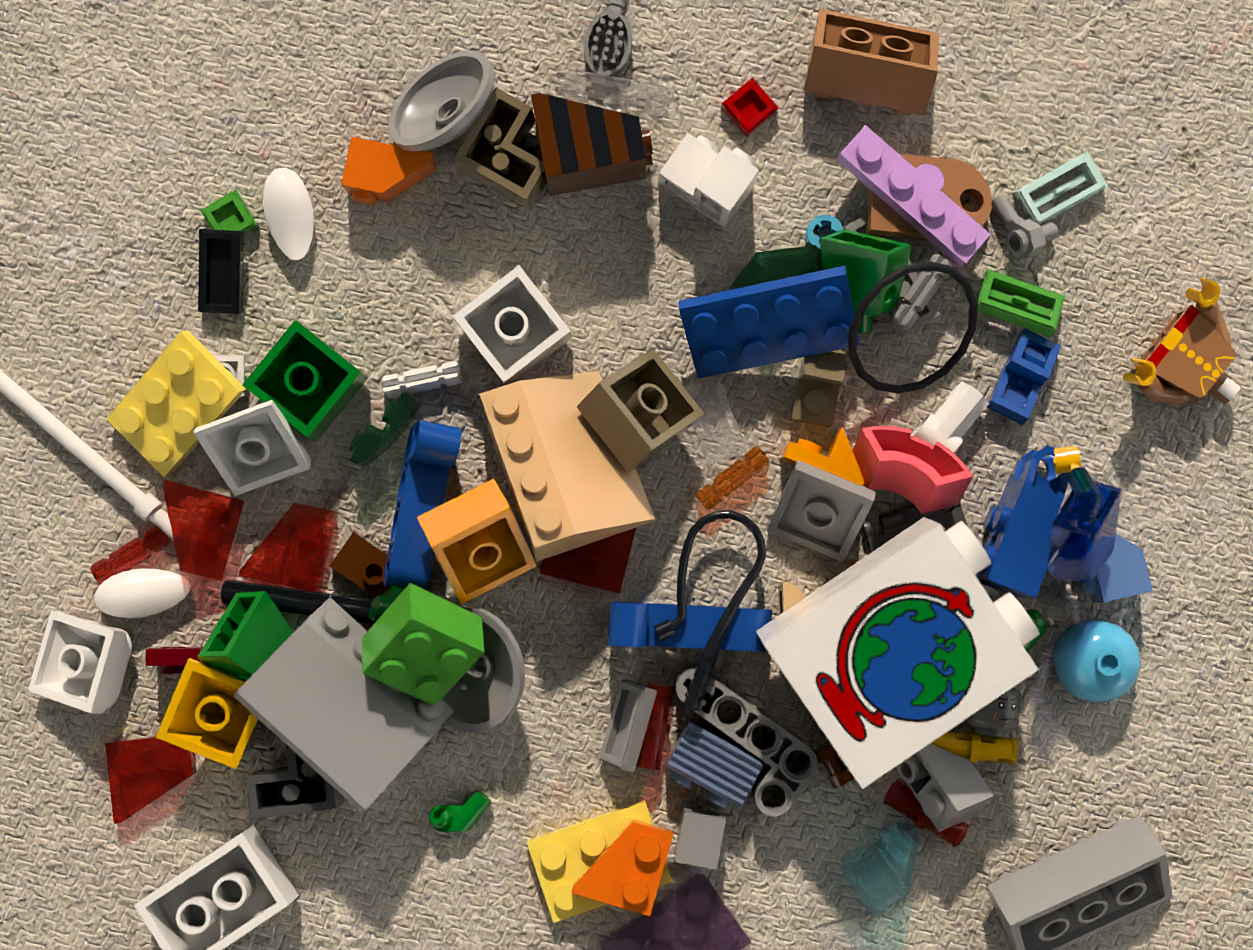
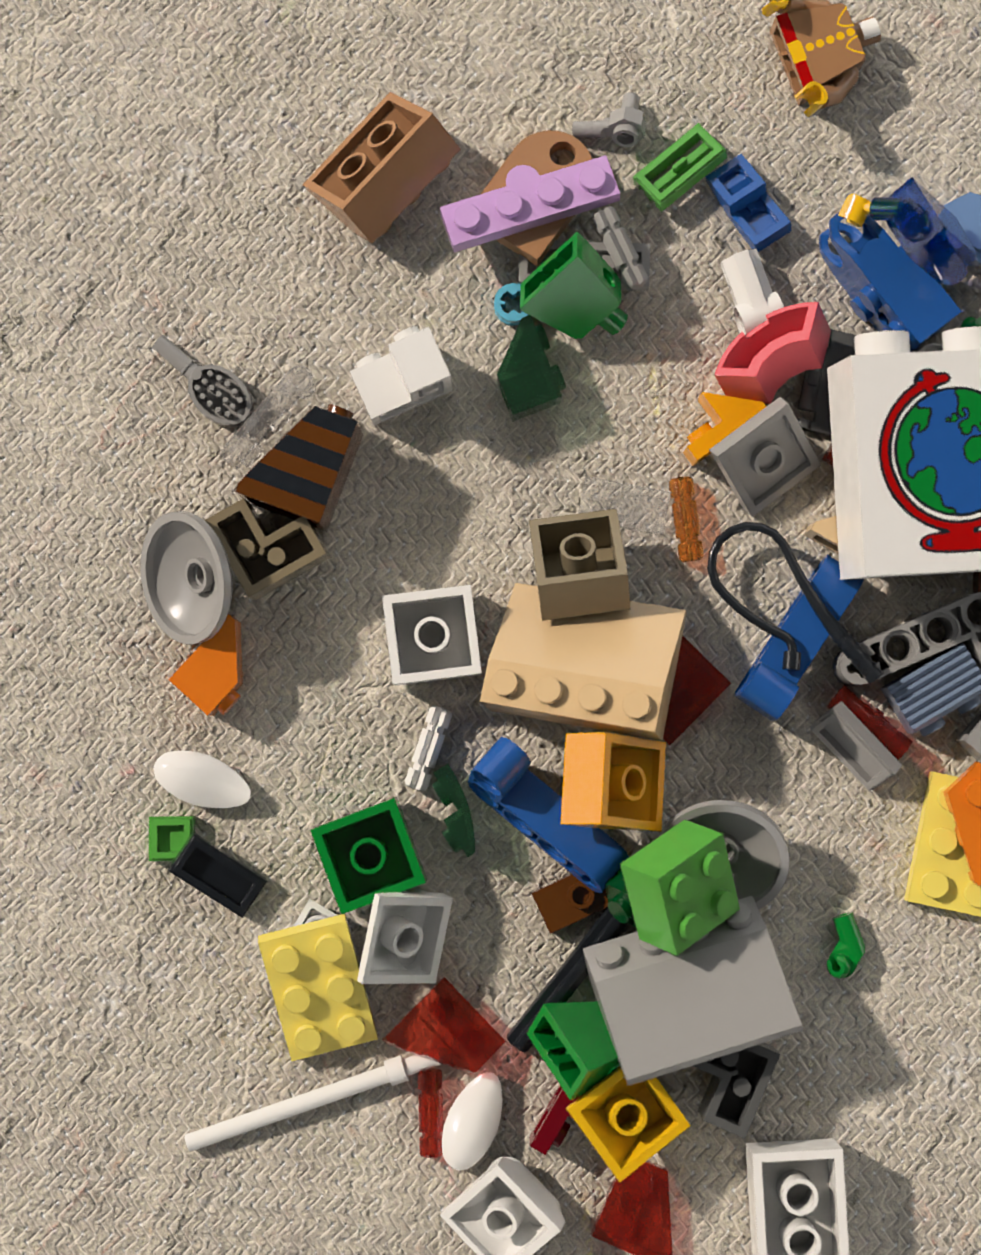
camera: 60 degrees left, 0 degrees up
(294, 549) = (515, 957): clear red wing -> none
(749, 107) = (355, 302): red tile -> none
(768, 322) = (569, 400): blue plate -> none
(819, 388) = (645, 390): dark tan slope -> none
(972, 322) = (602, 290): black piece -> none
(1030, 206) = (597, 104): light aqua tile -> none

